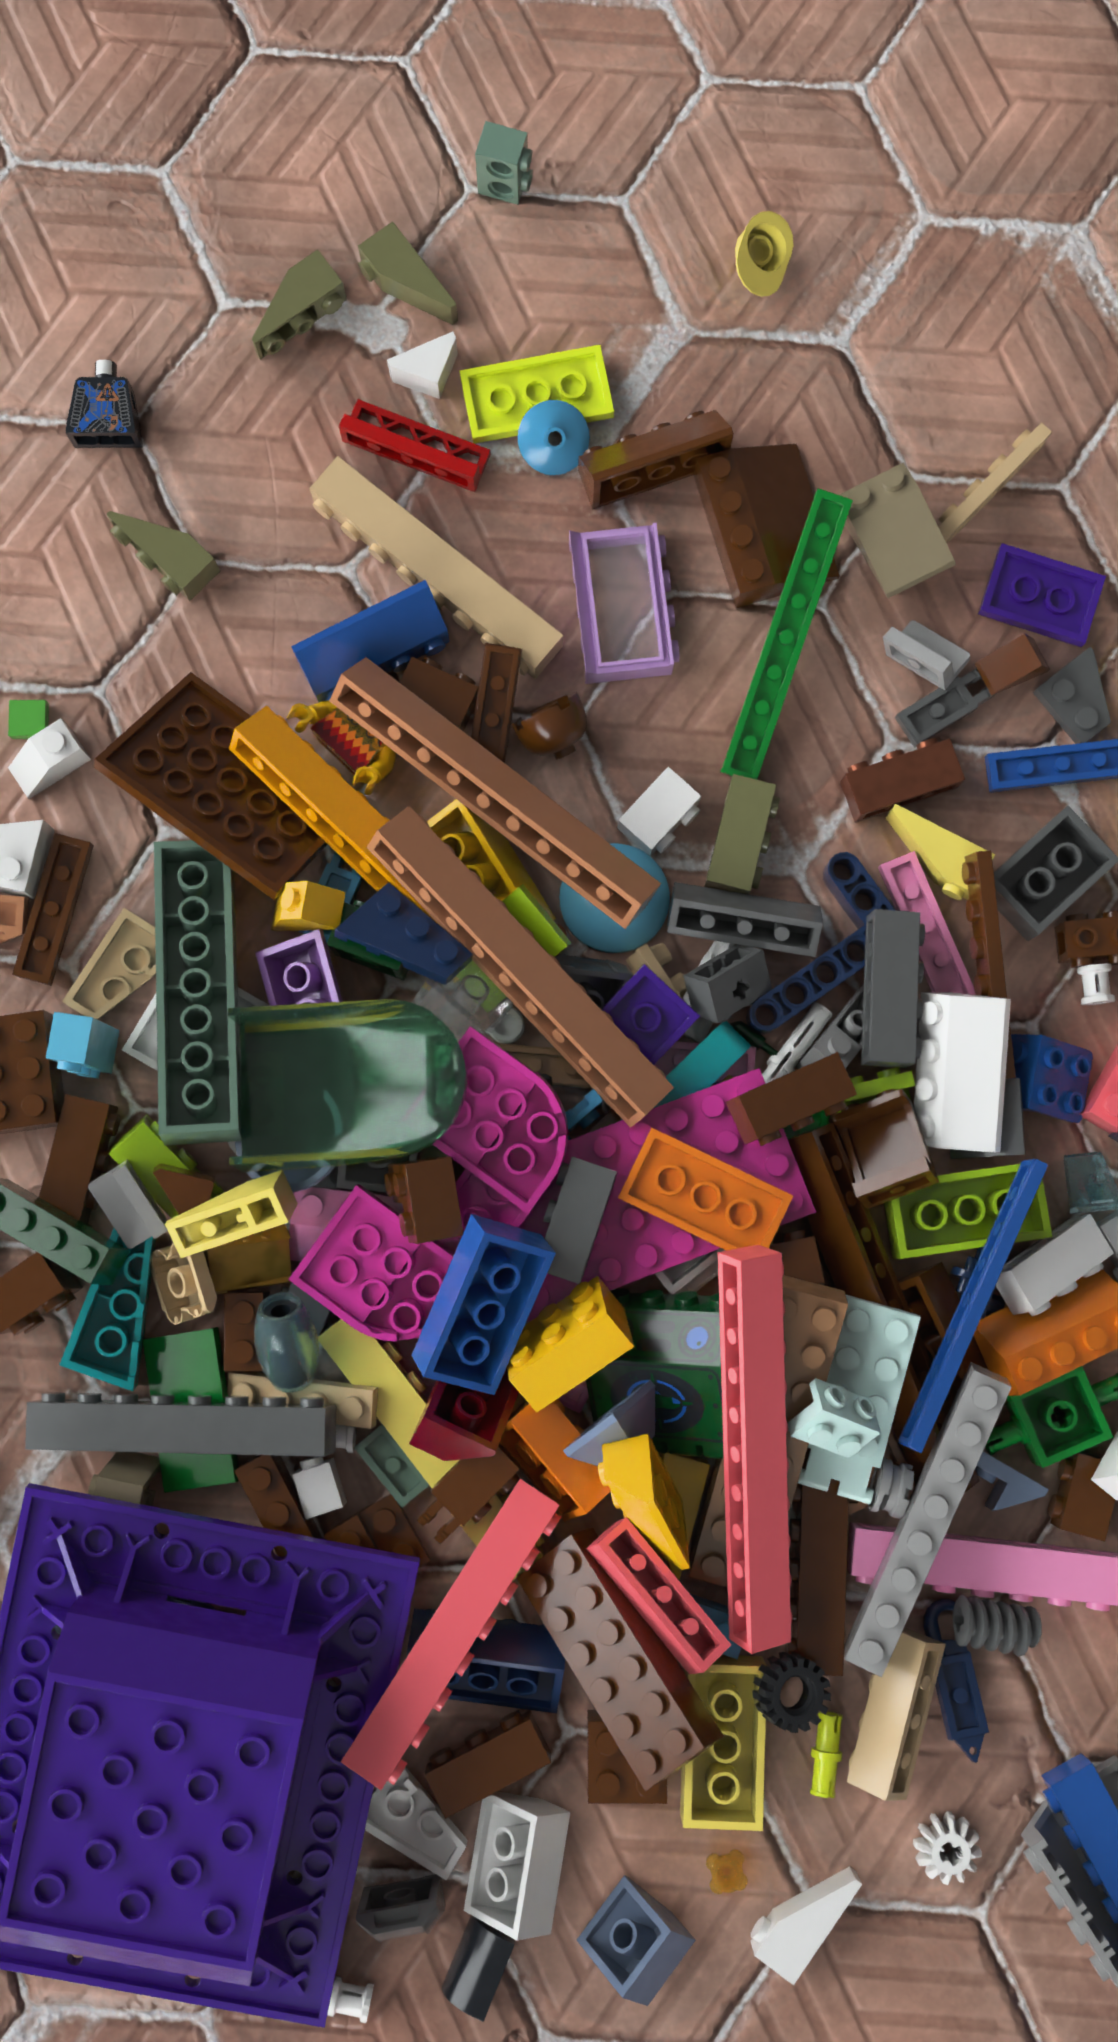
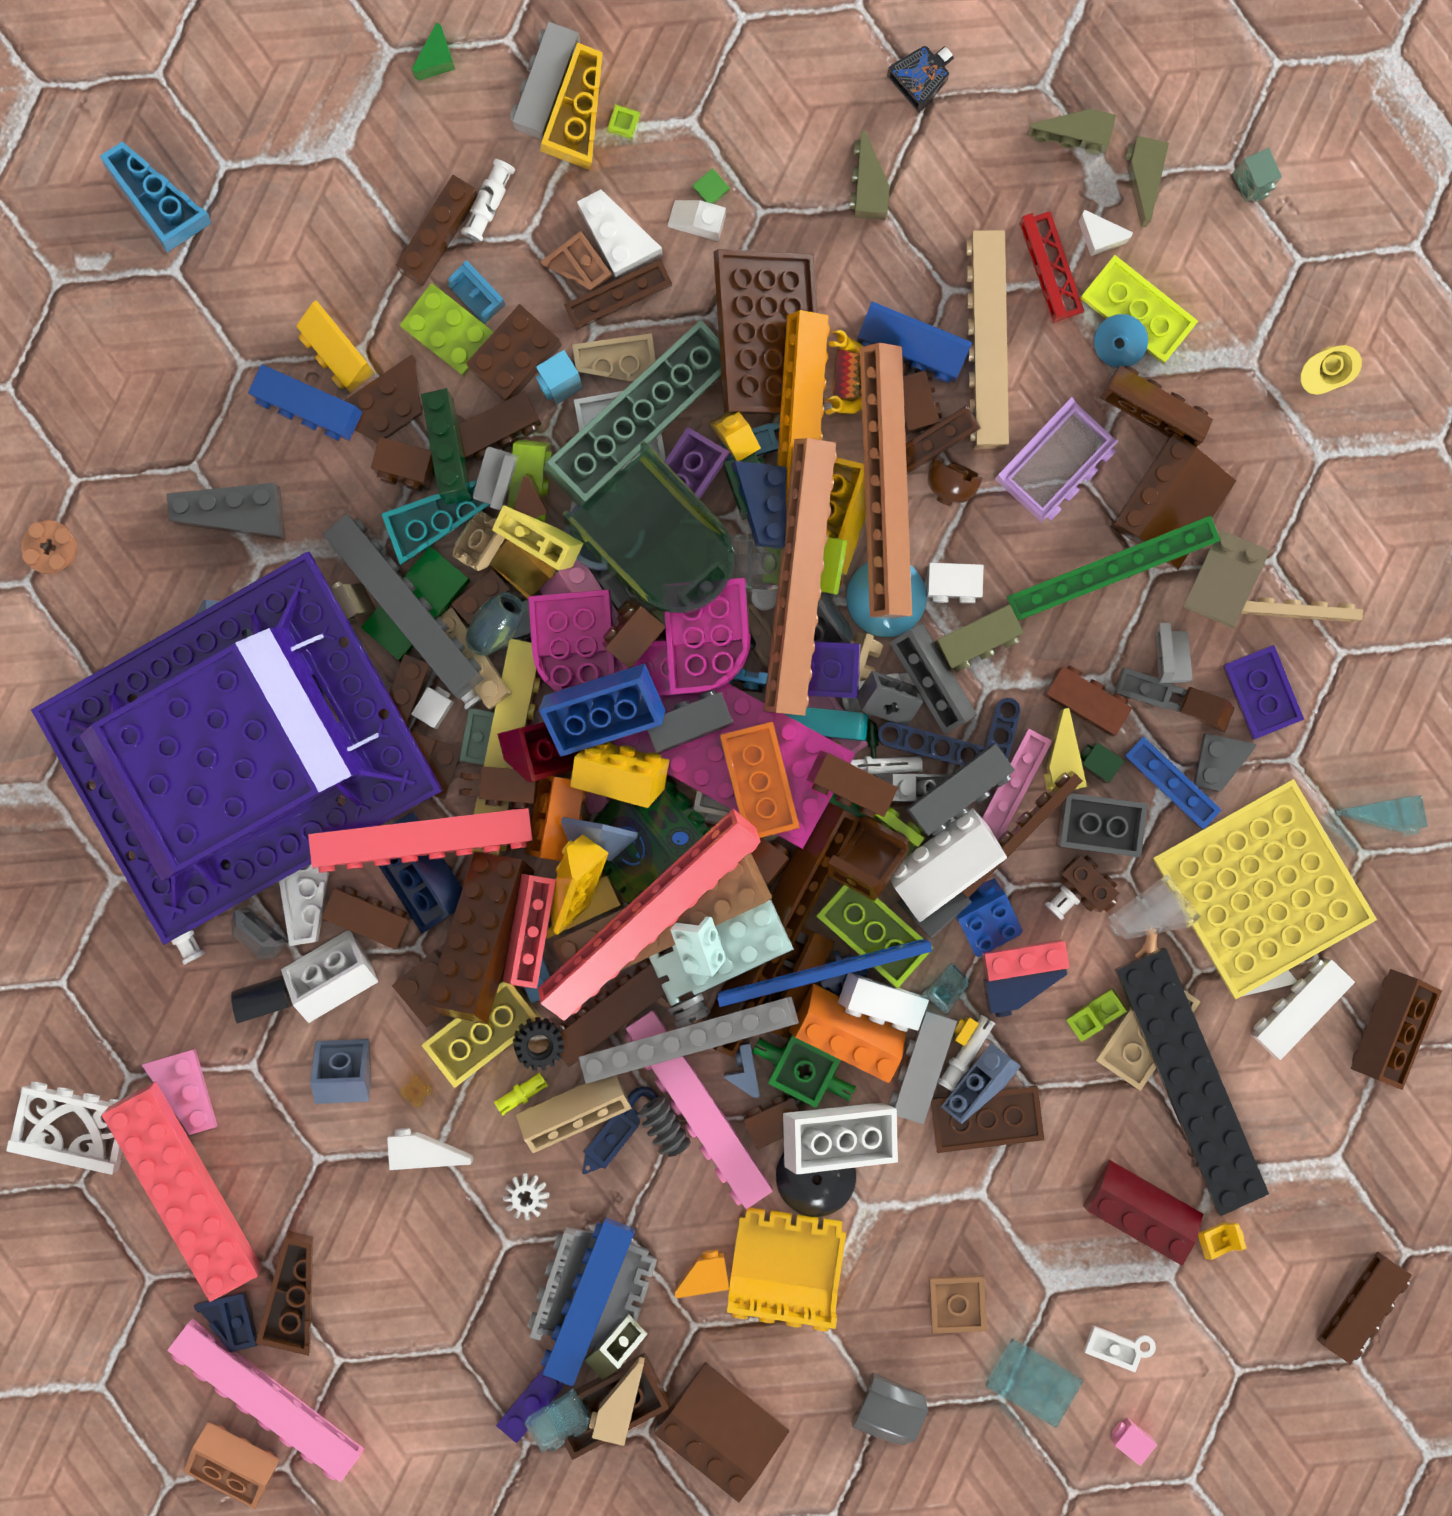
camera: 50 degrees right, 5 degrees up
(979, 819) = (1100, 762): none -> dark green brick

